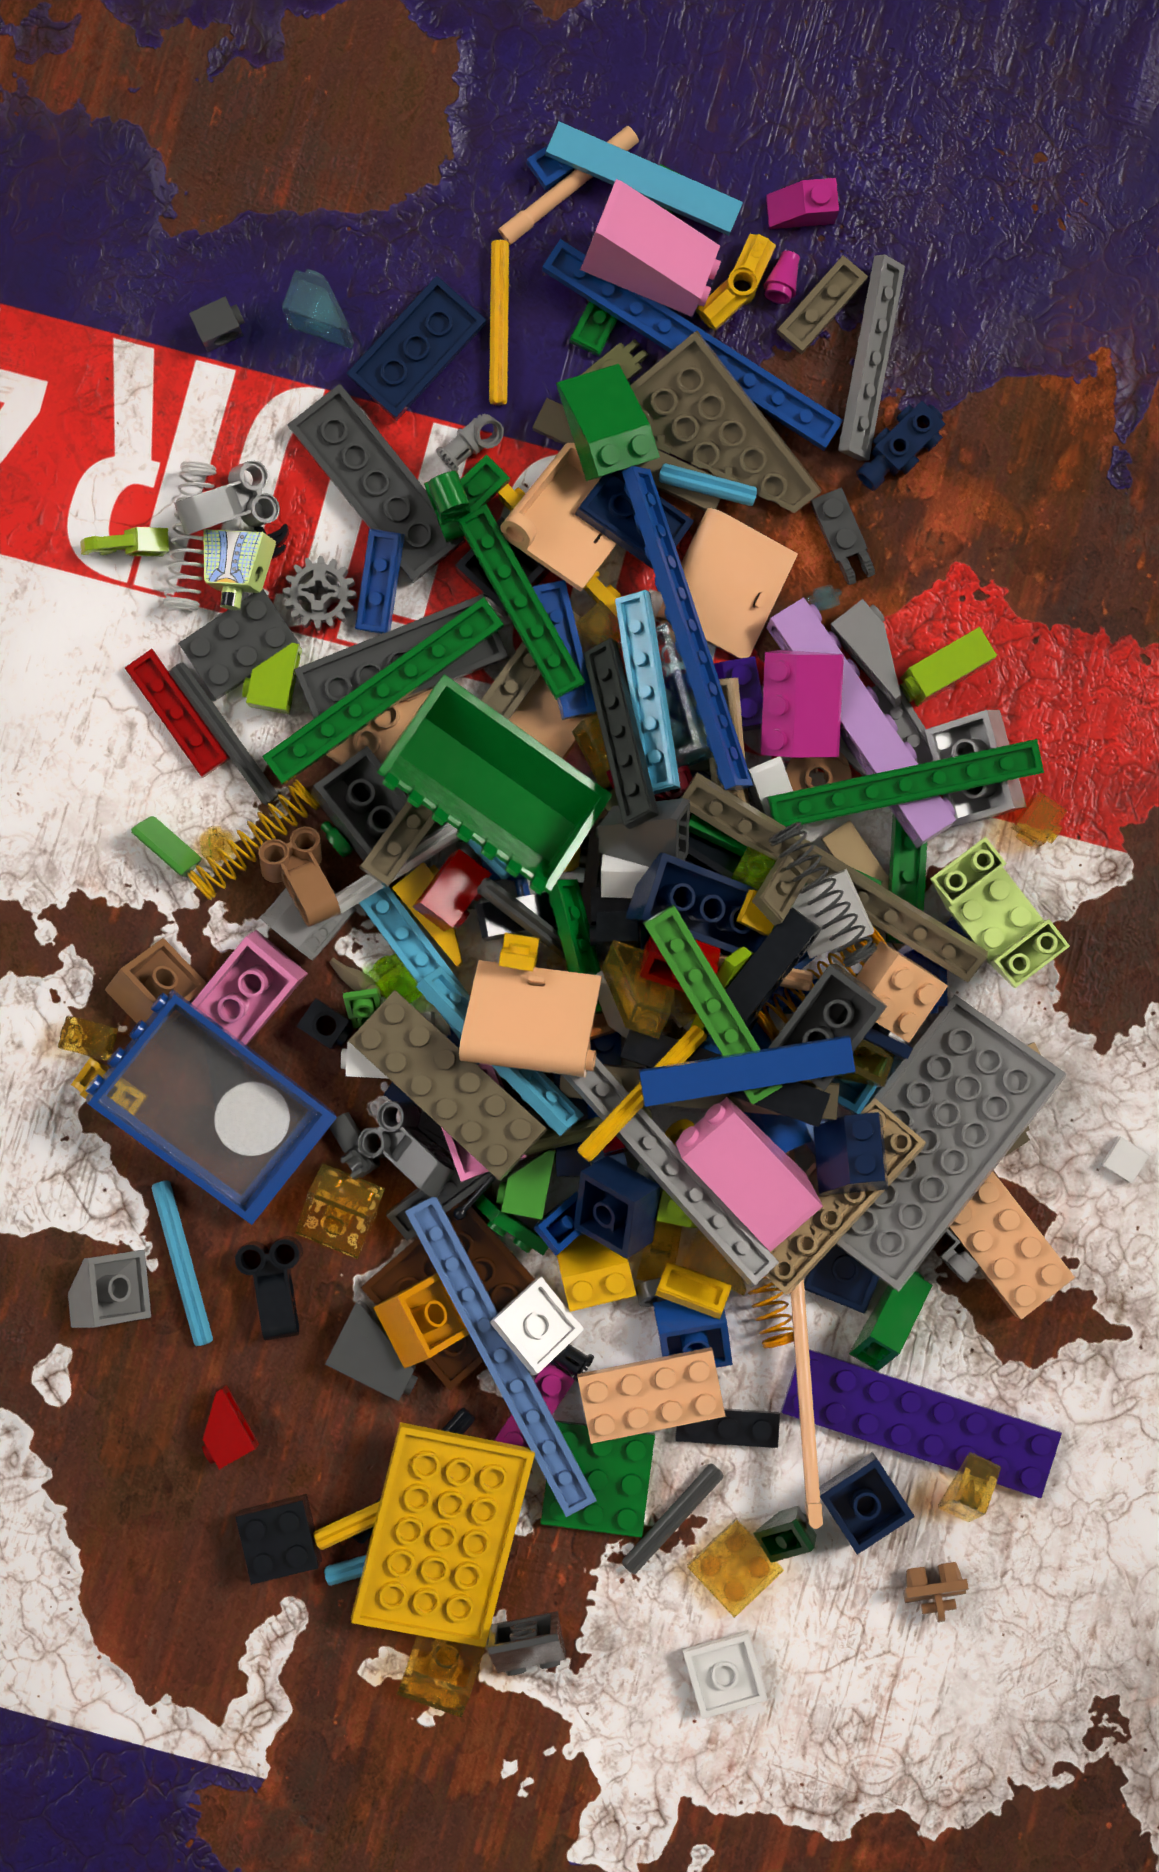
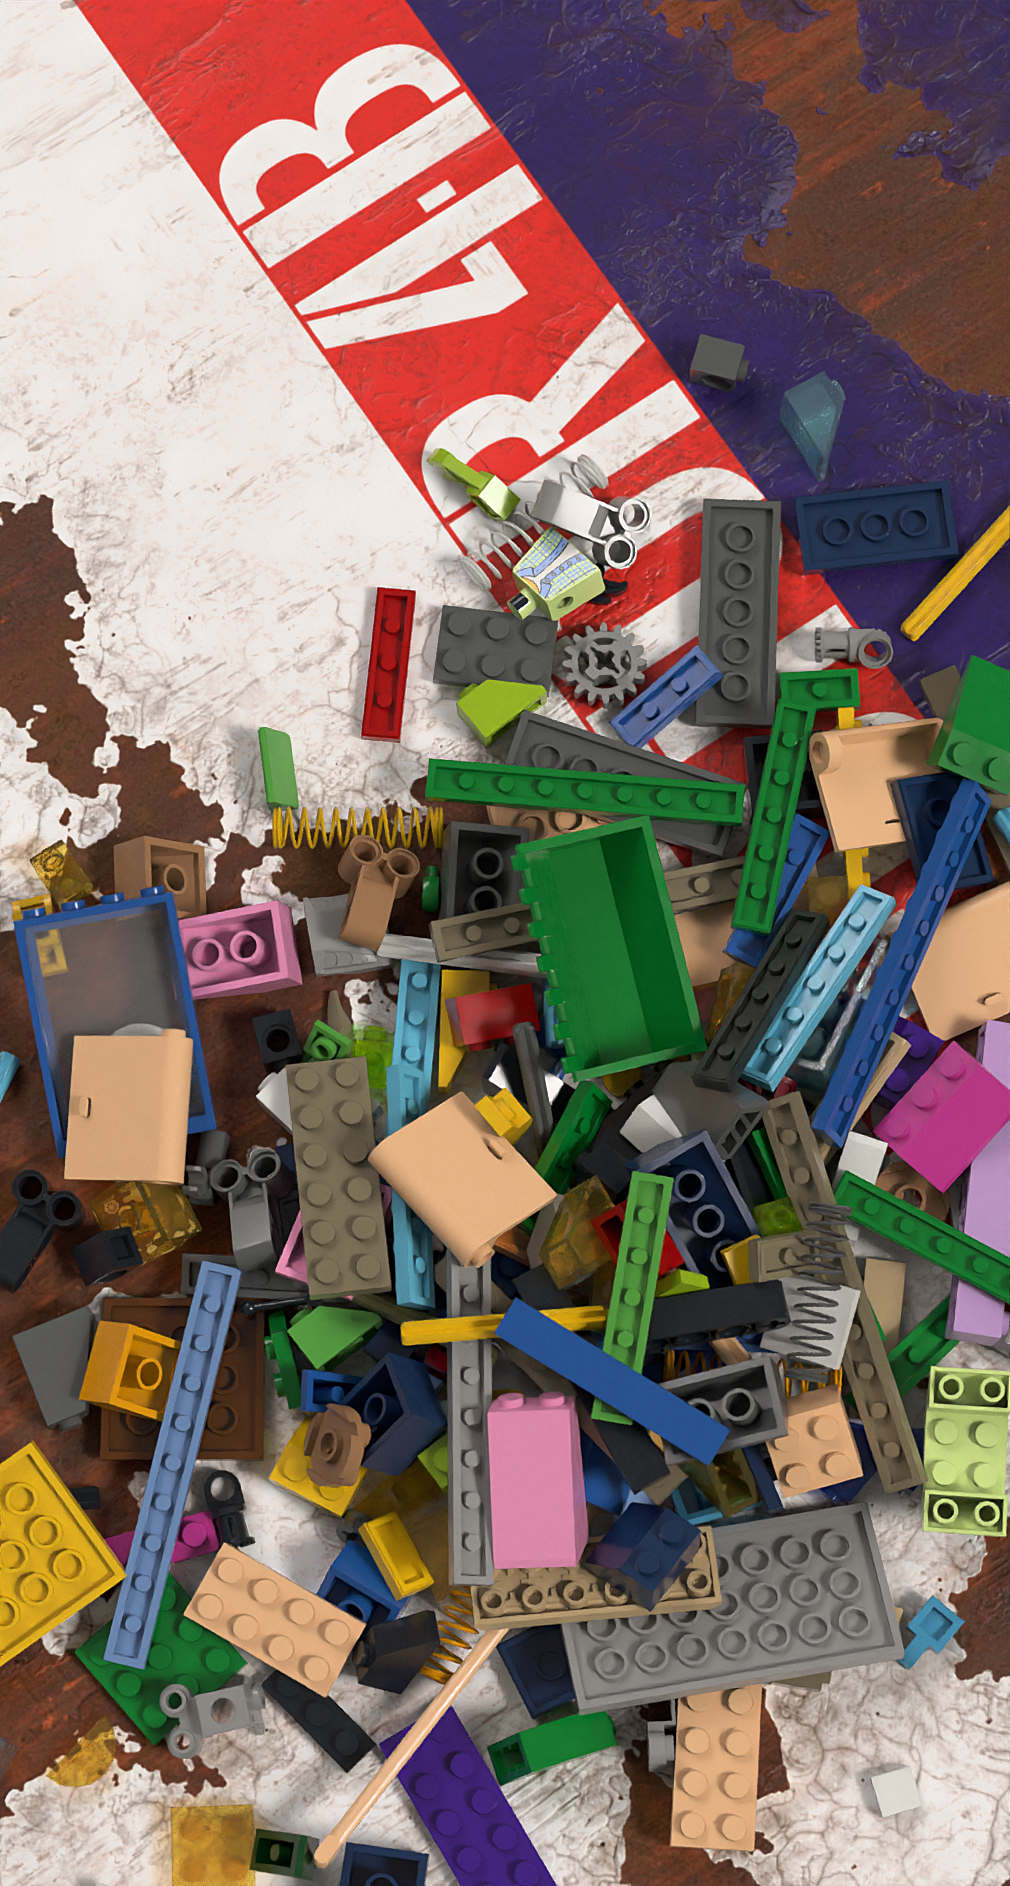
camera: 45 degrees right, 10 degrees down
(215, 838) = (323, 798): clear yellow piece -> none
(223, 733) = (413, 716): dark grey axle -> none
(271, 1156) = (129, 1108): none -> light nougat door
(339, 1259) = (107, 1256): none -> black brick
(448, 502) = (785, 677): green piece -> none
(536, 1325) = (228, 1464): white plate -> none
(599, 1258) = (336, 1446): none -> medium nougat plate
(608, 1580) = (88, 1758): none -> clear yellow plate
(654, 1498) = (197, 1719): none -> light grey piece
(672, 1518) = (211, 1753): dark grey axle -> none
(745, 1349) = (396, 1651): none -> black slope
(1062, 1038) = (932, 1629): none -> dark azure plate

